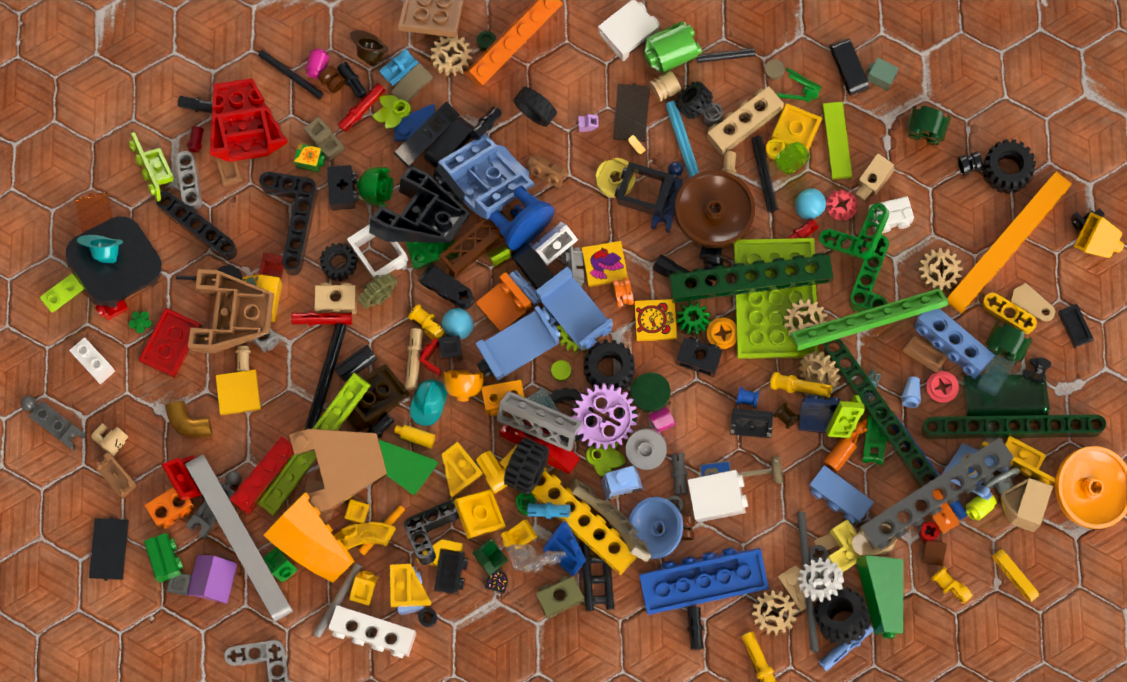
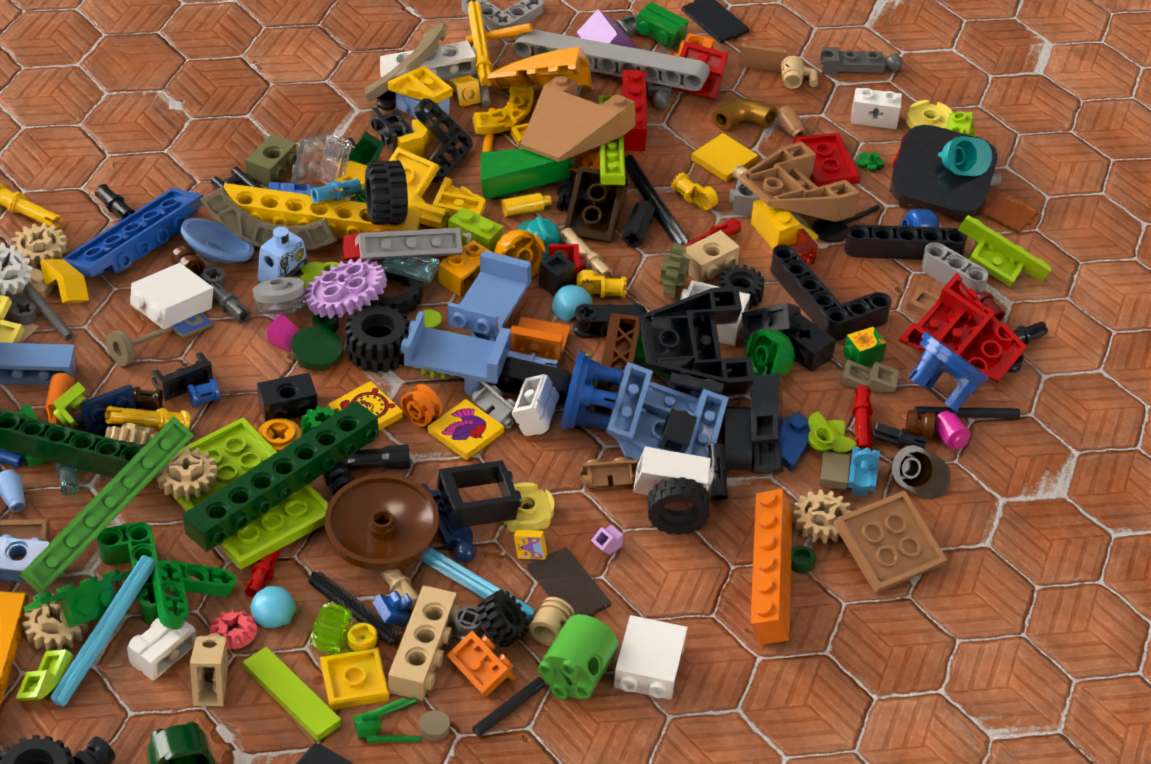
camera: 135 degrees right, 30 degrees down
(68, 338) = (928, 114): none -> light yellow plate
(162, 391) = (790, 121): none -> medium nougat cone
(171, 233) = (920, 218): none -> blue head
(284, 87) = (940, 359): none -> blue piece
(292, 368) = (695, 192): none -> yellow connector
(294, 628) = (505, 32): none -> light orange bar
(318, 623) = (483, 64): none -> yellow axle
(353, 207) = (775, 317): none -> black hinge
(390, 620) = (422, 52): none -> dark tan tile
(475, 423) = (476, 228): none -> lime brick
(490, 158) = (677, 431): none -> black brick
(522, 127) = (663, 464): none -> white brick
(723, 85) = (480, 664): none -> orange bracket
(746, 154) = (393, 608): none -> blue tile
(777, 565) = (69, 280): none -> yellow slope
(919, 239) = (102, 631): none -> medium azure axle
(920, 265) = (84, 602): none -> green bracket
(966, 235) = (50, 672): none -> lime slope

